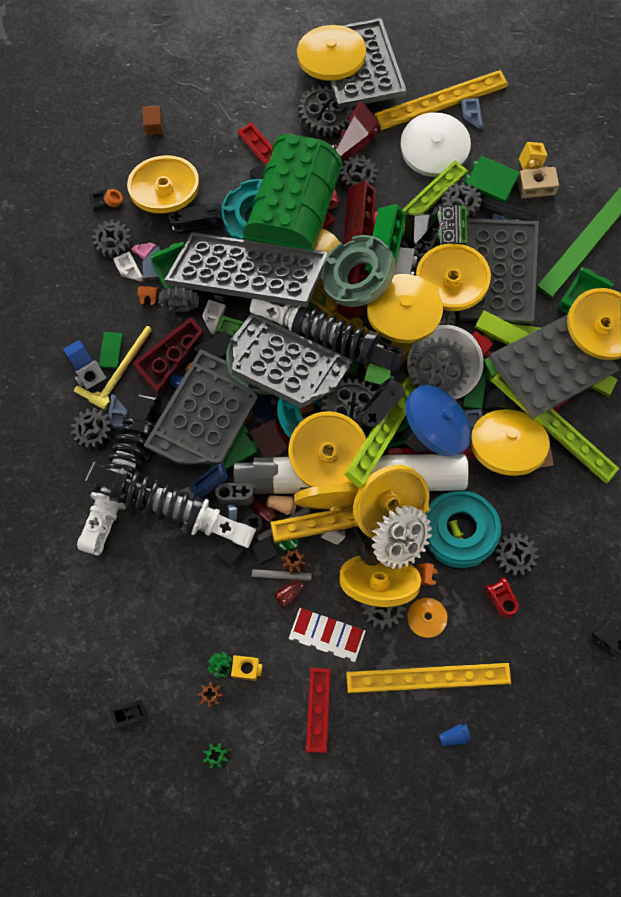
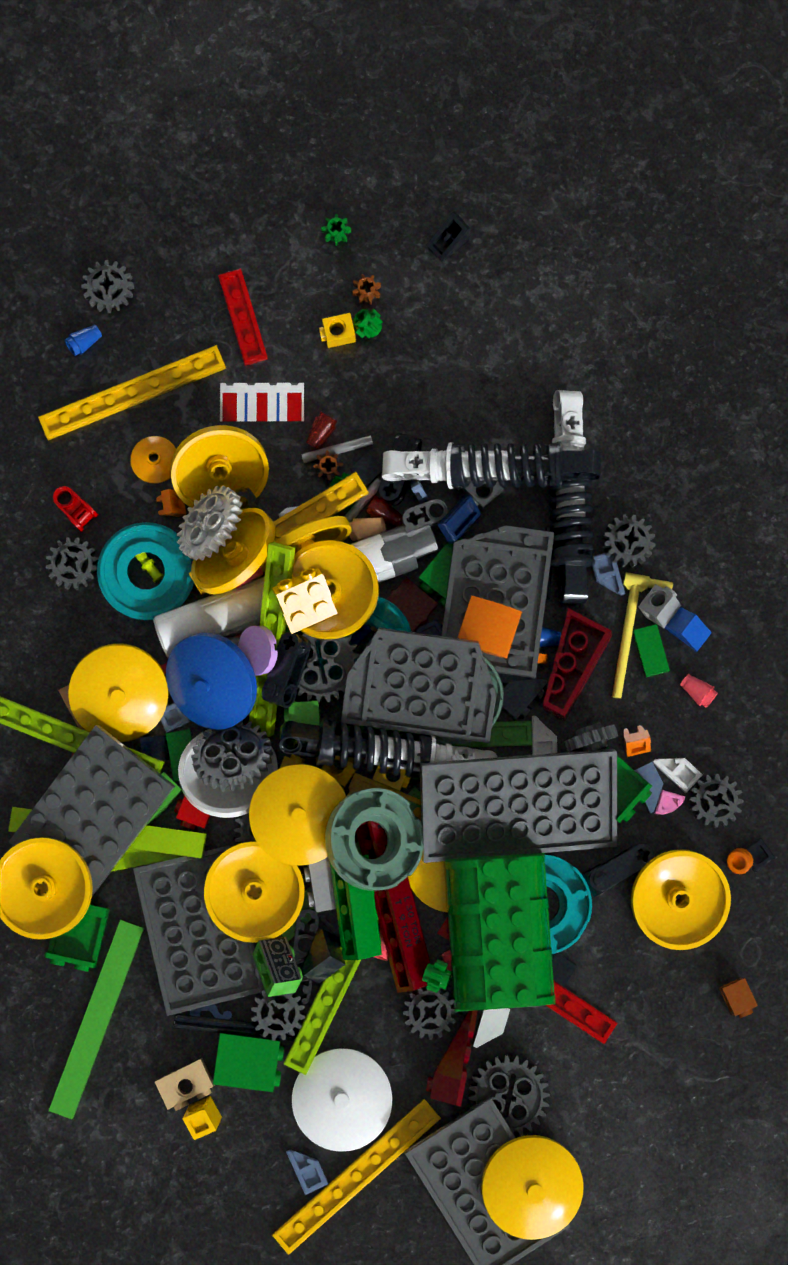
camera: 155 degrees right, 10 degrees up
(89, 311) = (699, 690): none -> coral cone
(219, 389) = (491, 625): none -> orange slope
(346, 184) = (437, 976): none -> green gear
(350, 439) = (304, 599): none -> plate
(396, 424) = (259, 648): none -> lavender tile
(434, 778) = (98, 286): none -> dark grey gear

